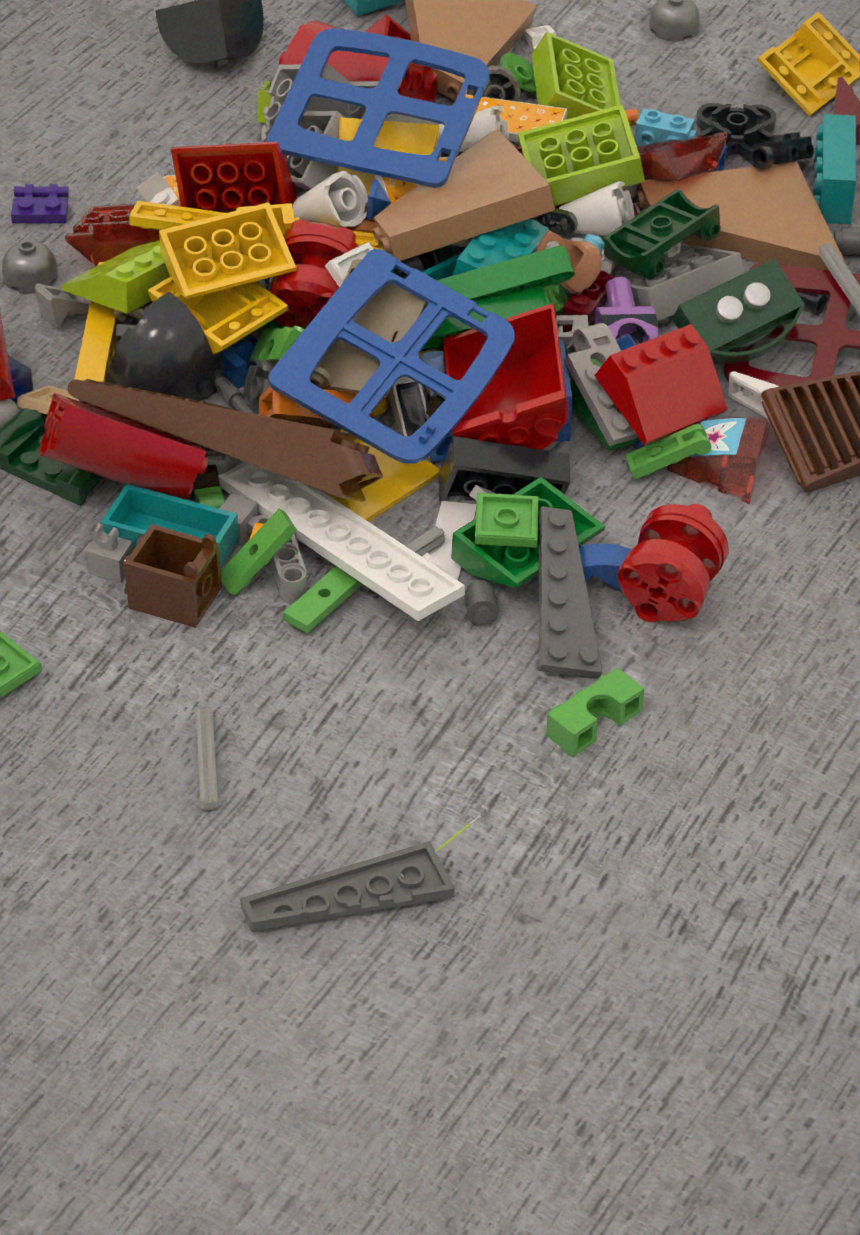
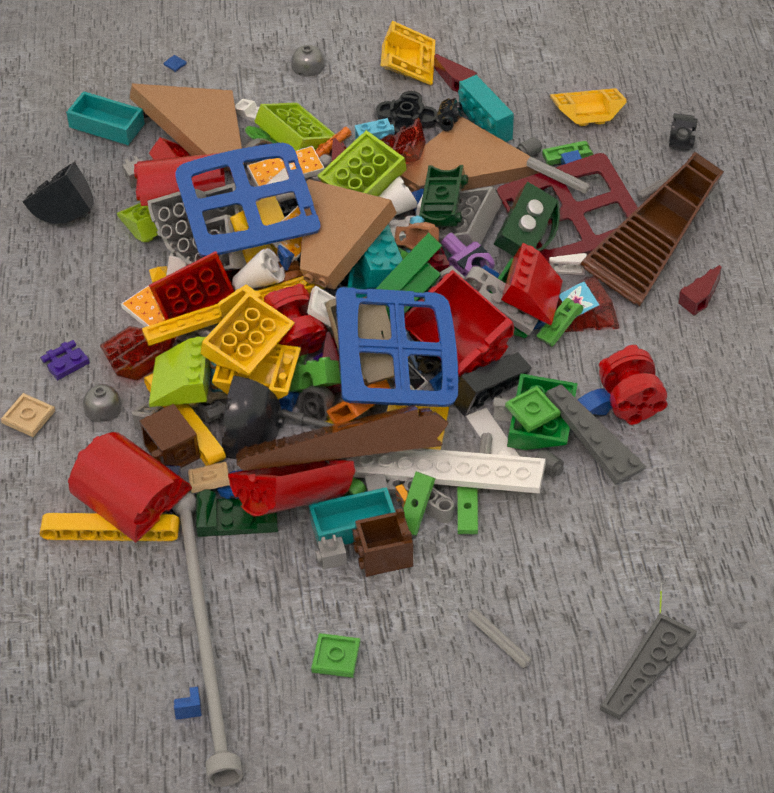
camera: 35 degrees left, 5 degrees up
(50, 336) = (170, 437): none -> reddish brown container
(158, 191) = (135, 317): white slope -> none
(575, 721) = (662, 503): bright green arch -> none

